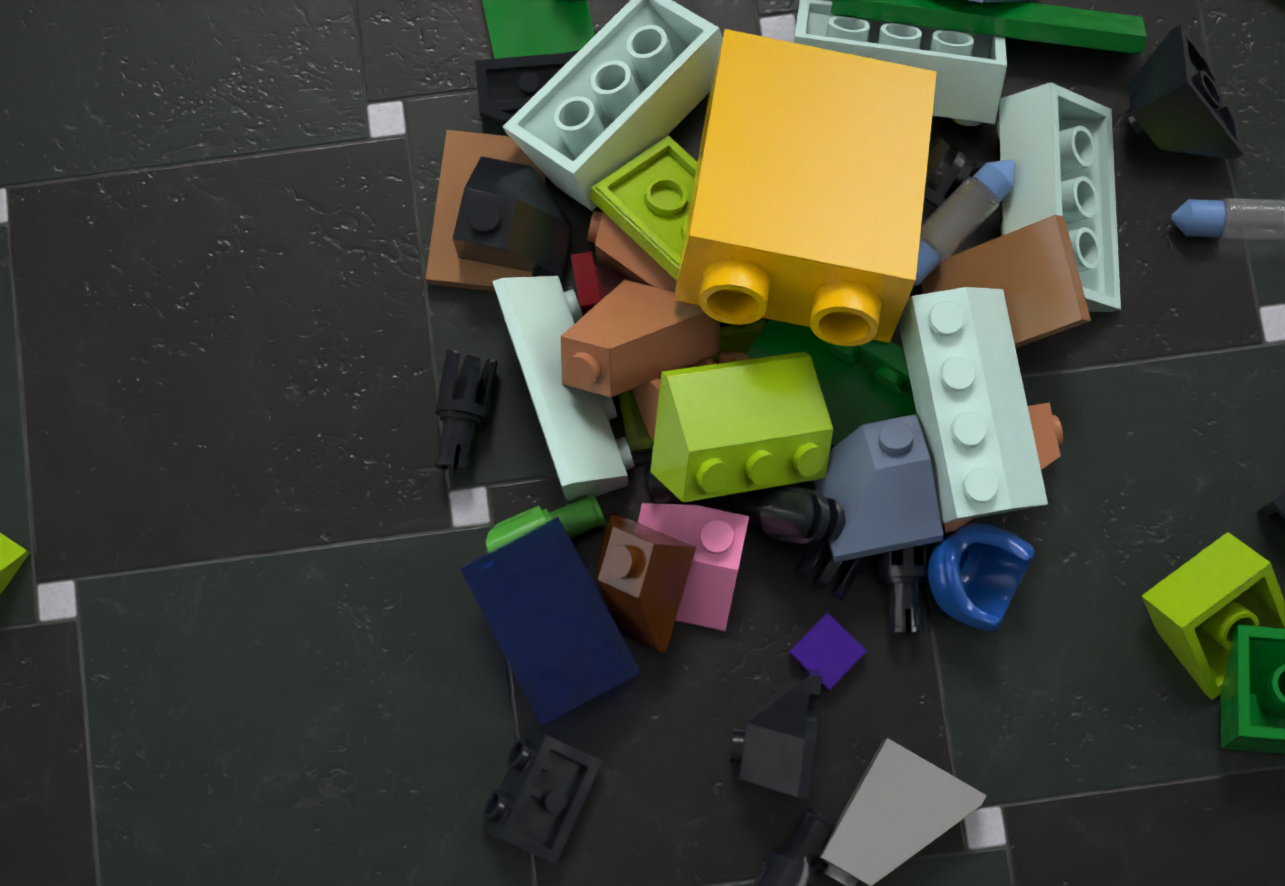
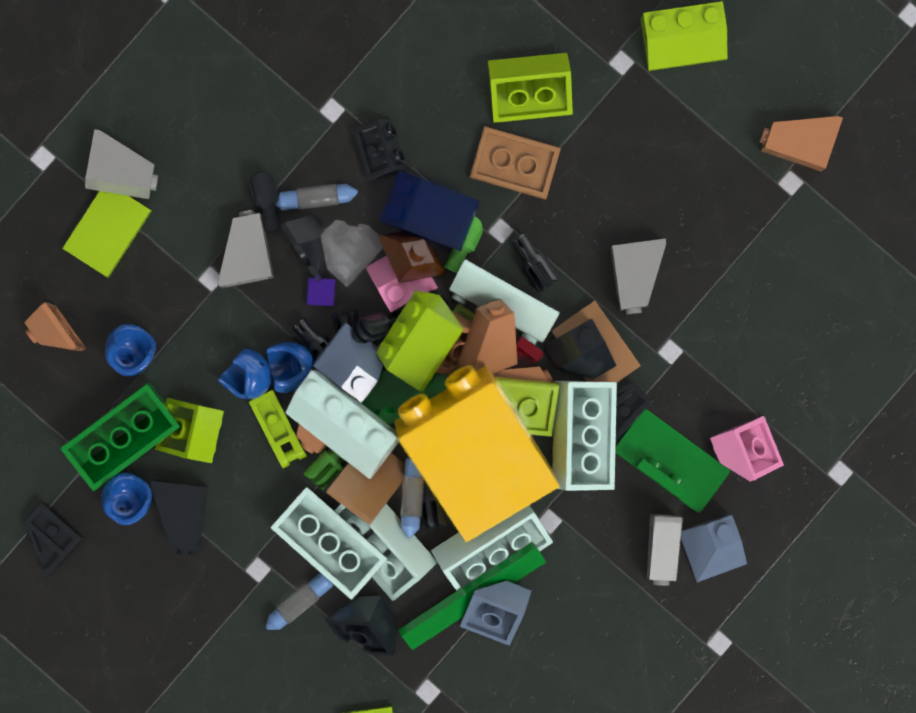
camera: 135 degrees right, 10 degrees up
(222, 681) = (530, 87): none -> lime slope
(327, 264) = (635, 272): none -> light grey slope
(354, 589) = (515, 163): none -> medium nougat tile
(706, 808) = (316, 196): none -> piece
(726, 672) = (349, 249): none -> clear slope
(1056, 376) = (325, 468): none -> bright green arm
(1058, 617) = (247, 376): none -> blue piece
(1075, 503) = (277, 428): none -> lime plate
(1147, 257) = (329, 543): none -> light aqua slope
(1207, 825) = (129, 349): none -> blue piece

